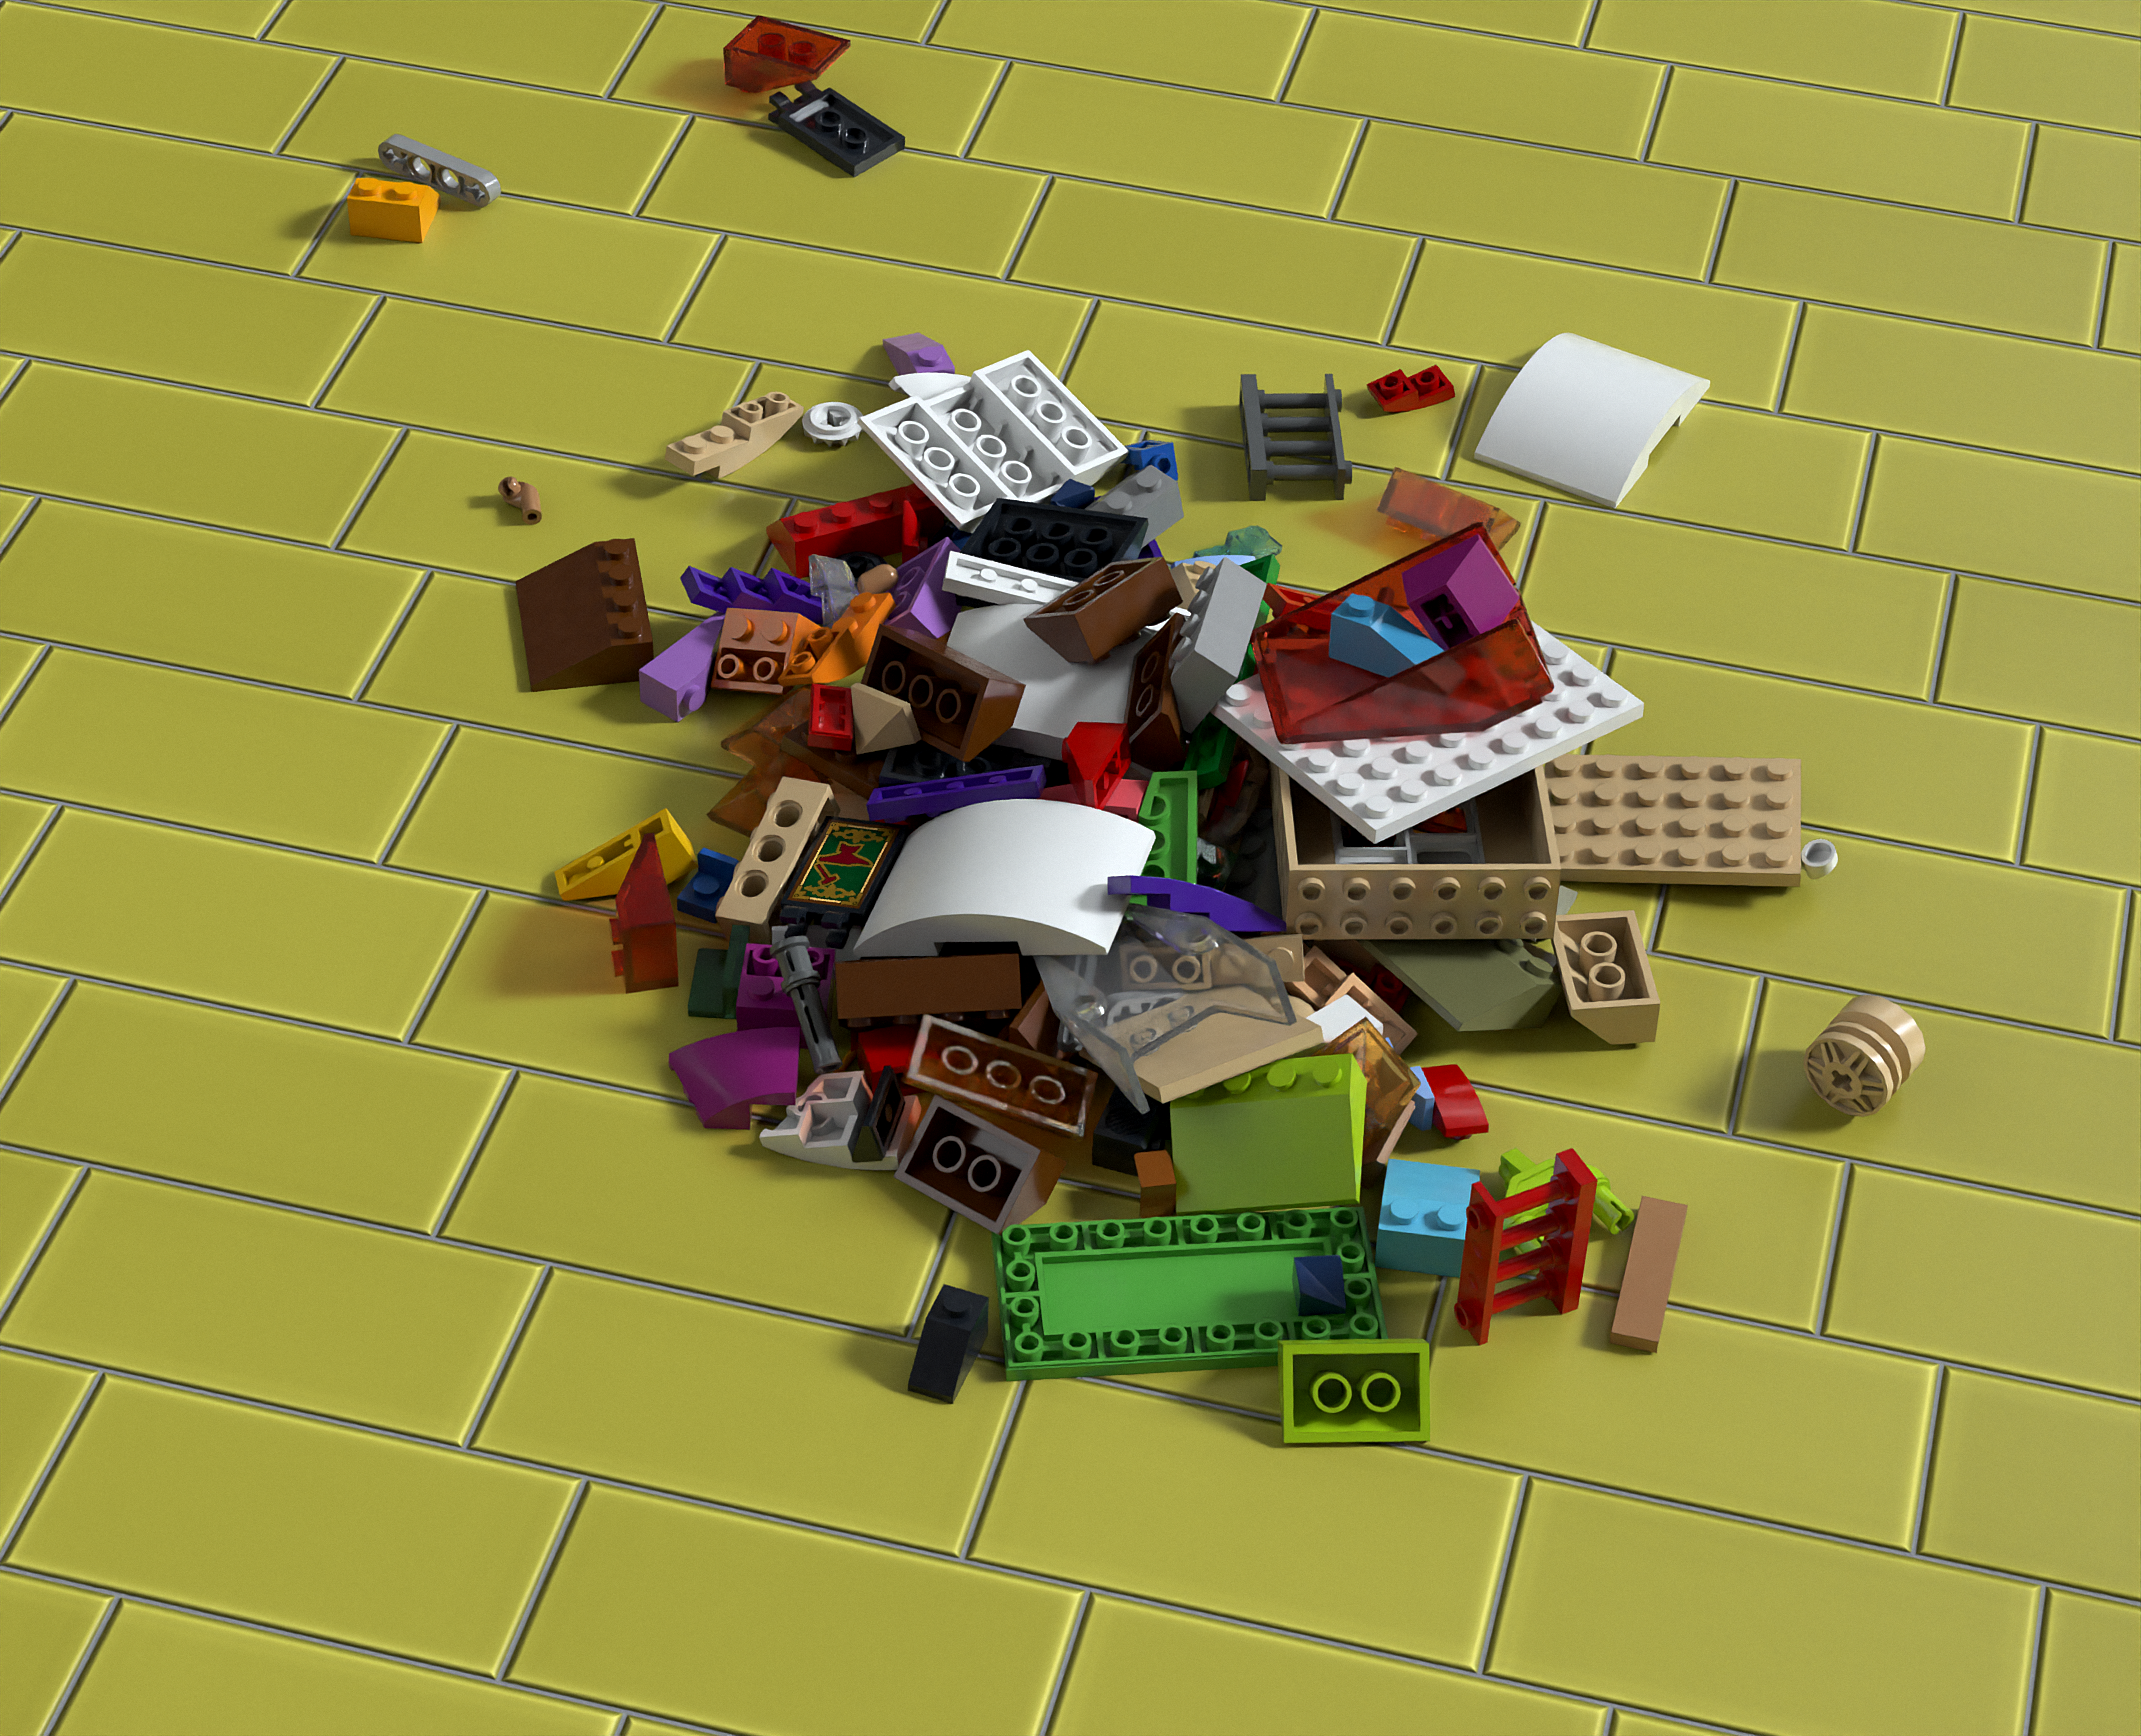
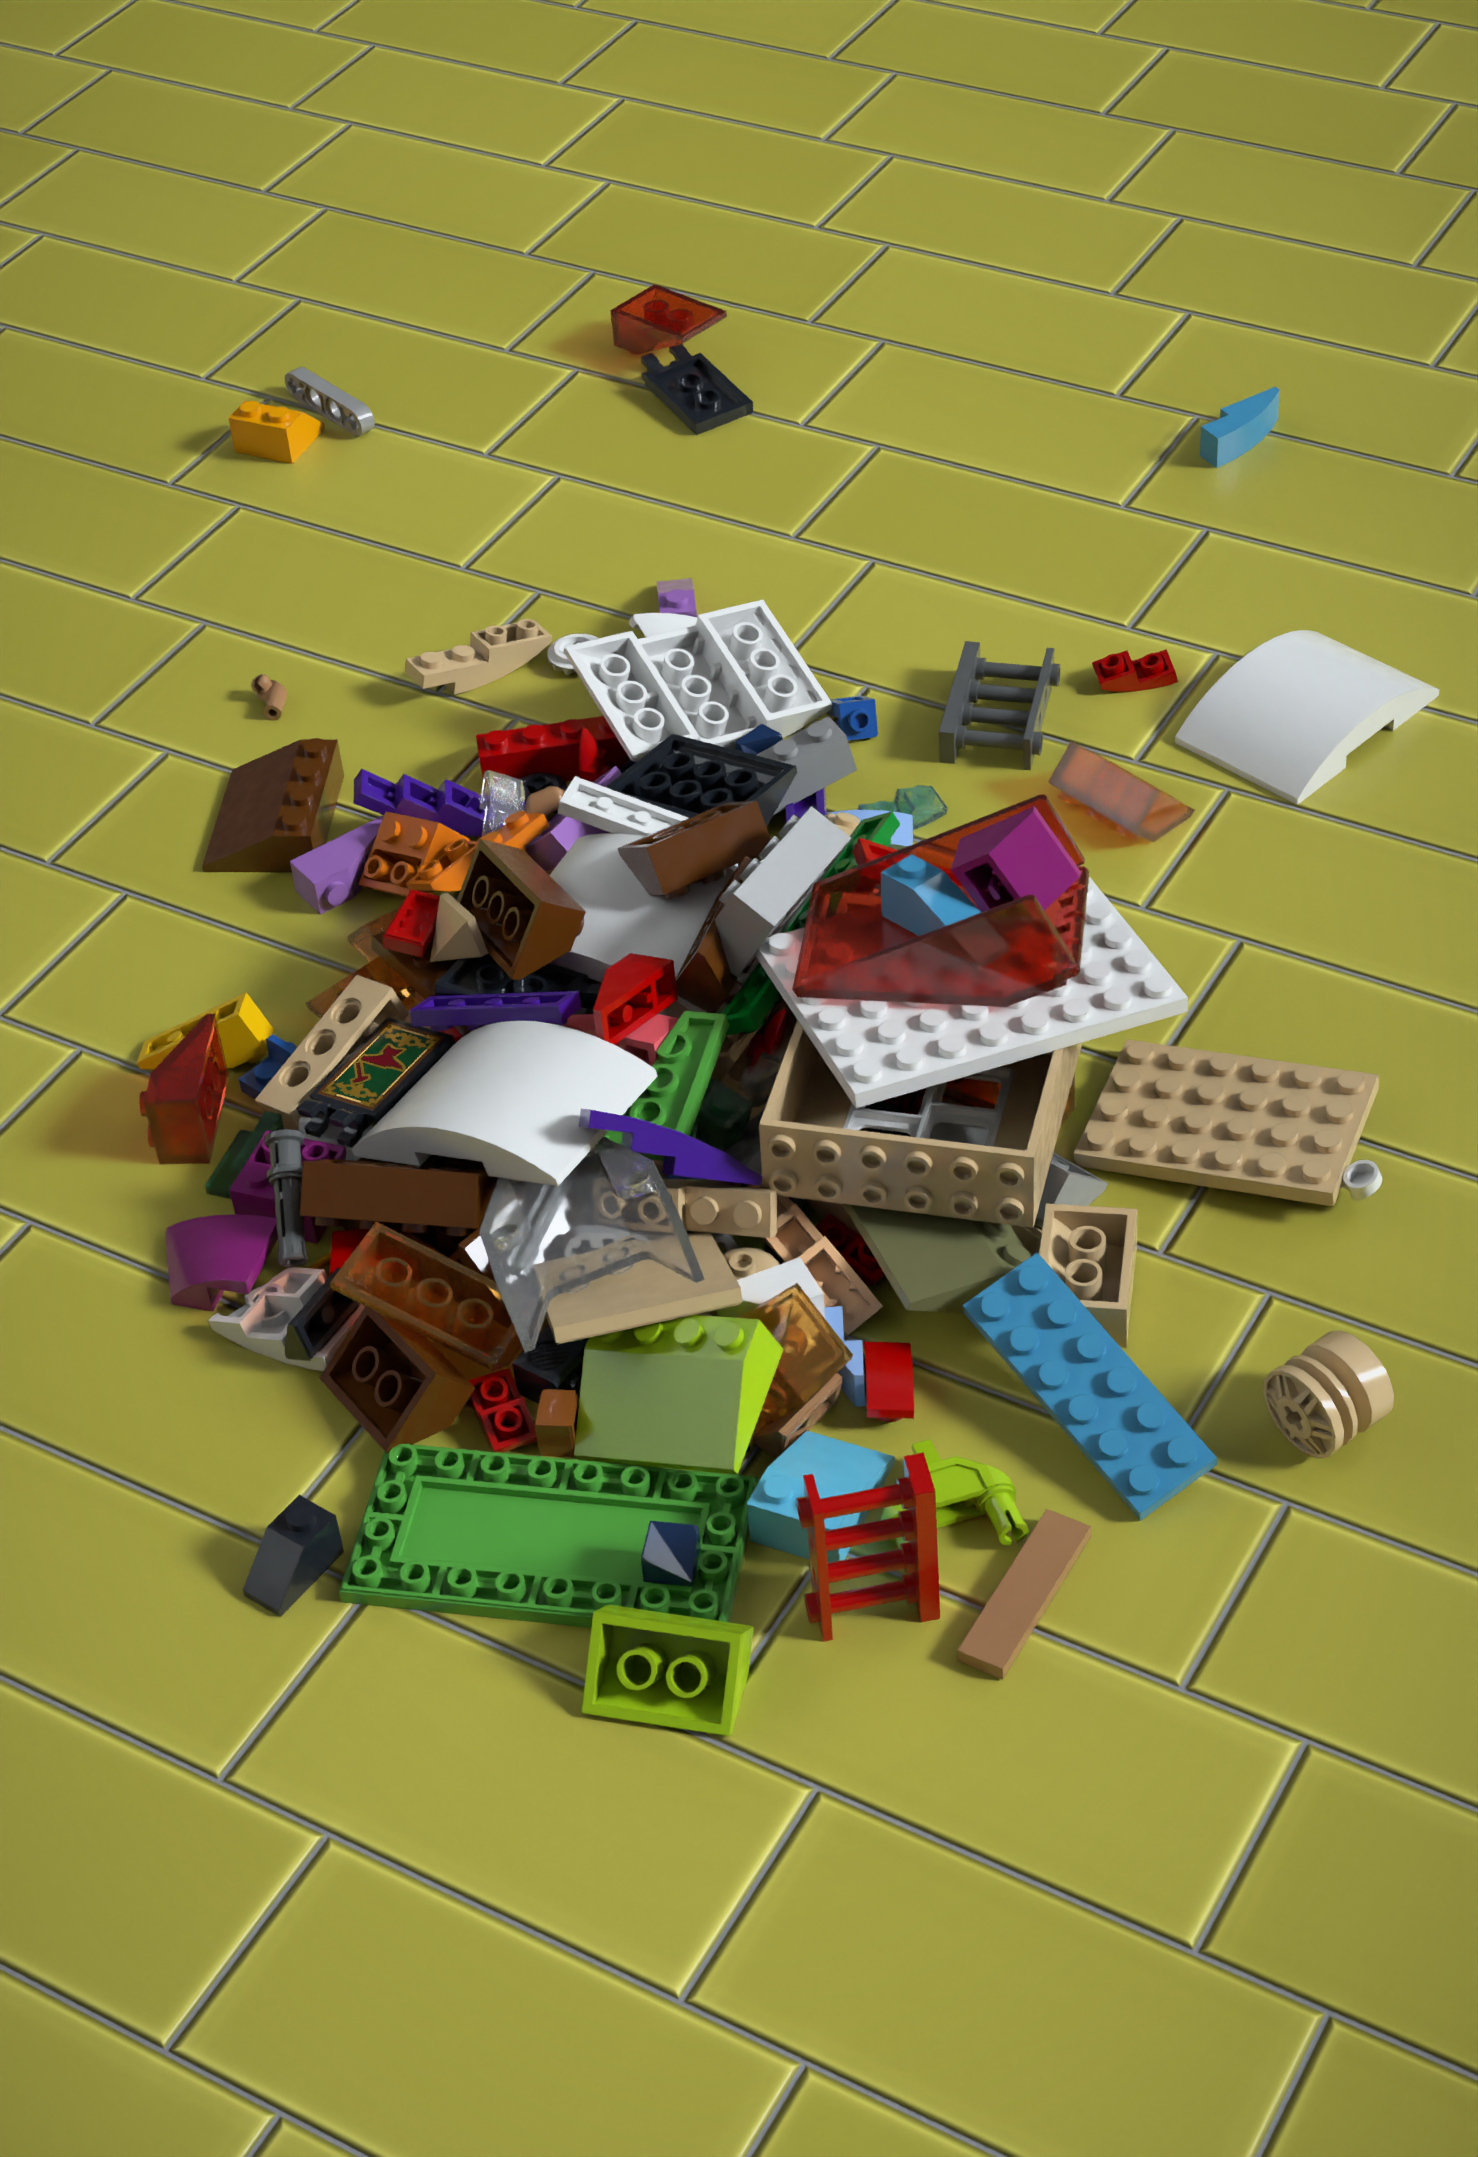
camera: 20 degrees right, 0 degrees up
(1090, 1186) = (502, 1411): none -> red slope
(1419, 128) = (1239, 427): none -> dark azure slope
(1646, 1077) = (1090, 1386): none -> dark azure plate

